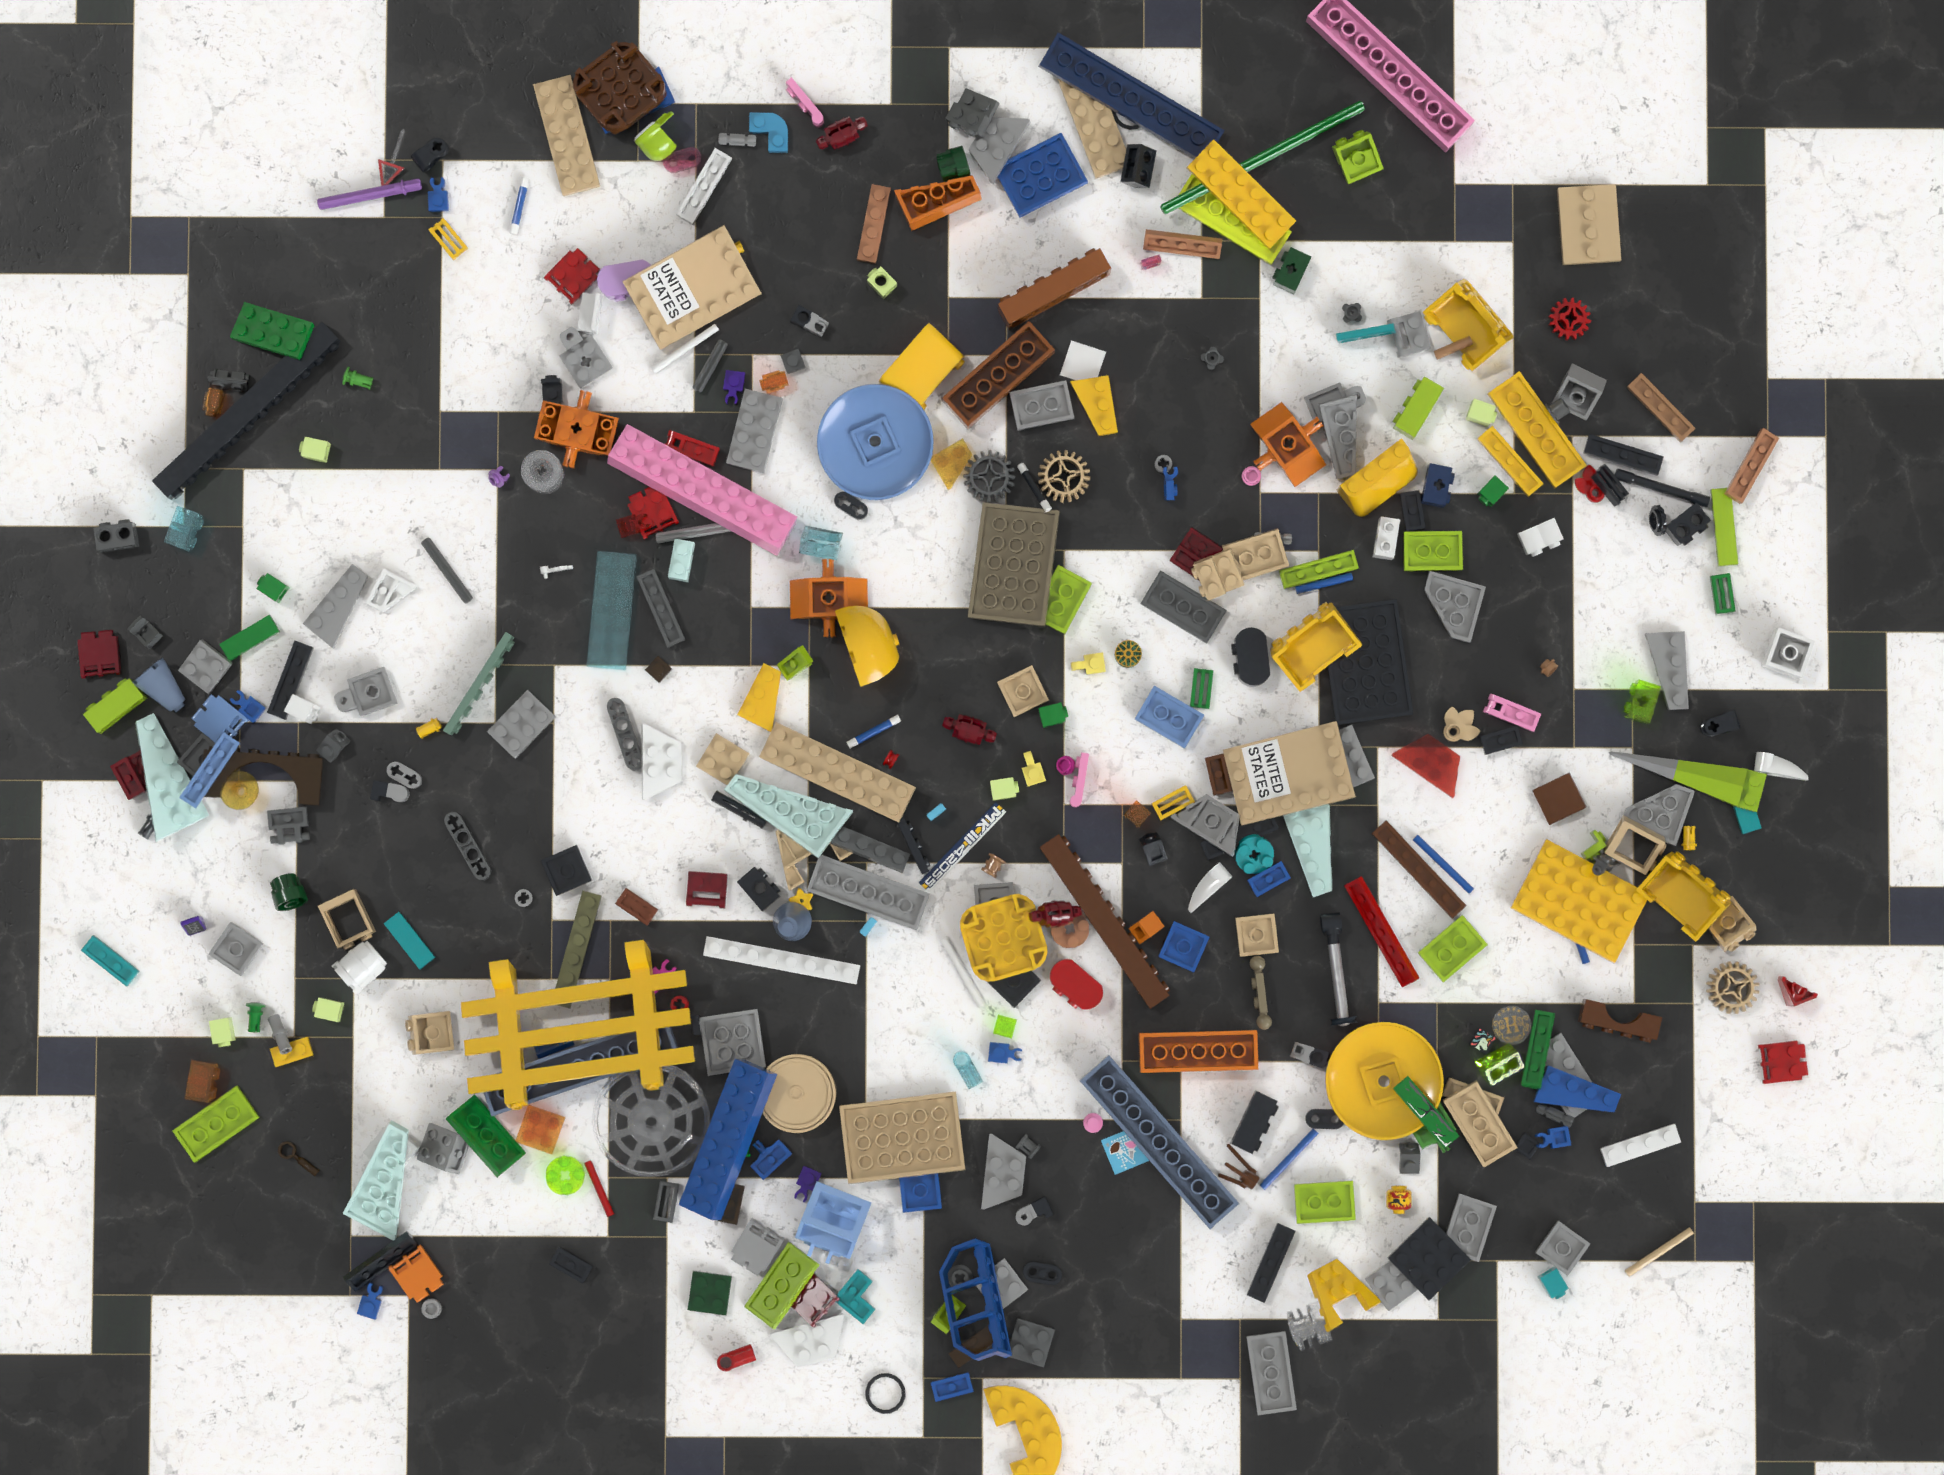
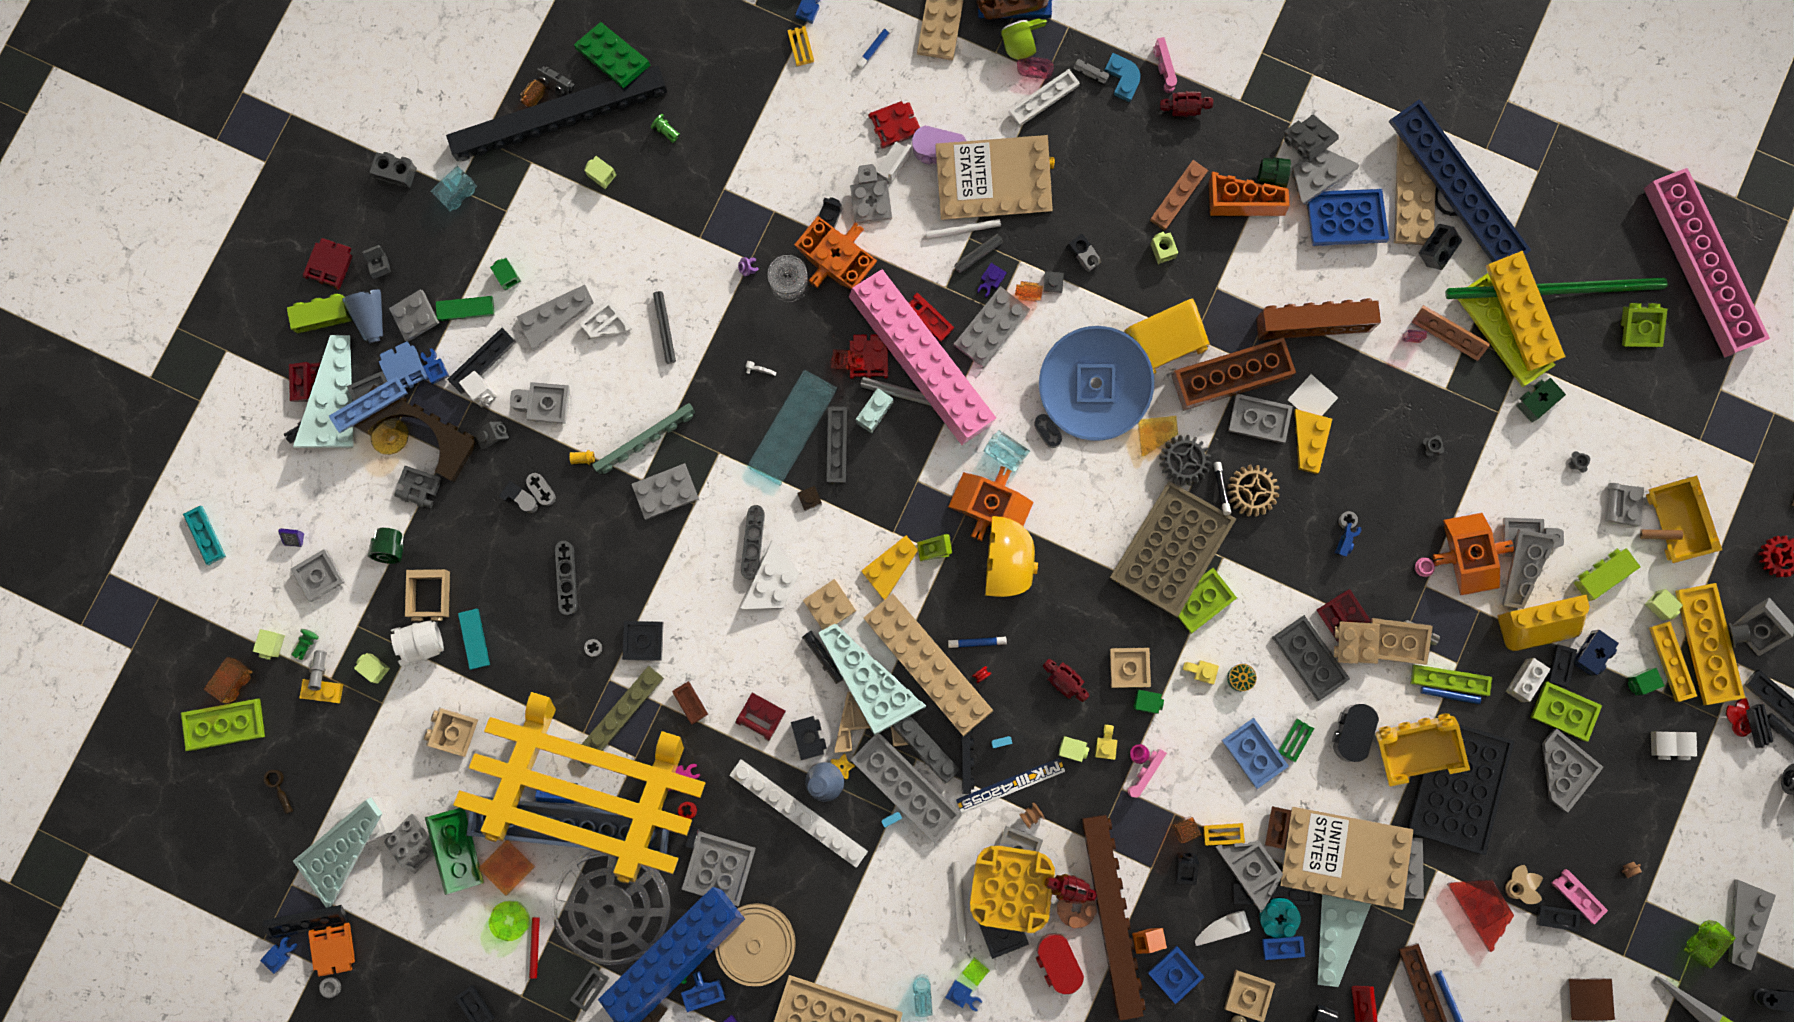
camera: 30 degrees right, 5 degrees down
(1366, 333) = (1587, 485): teal tile -> none

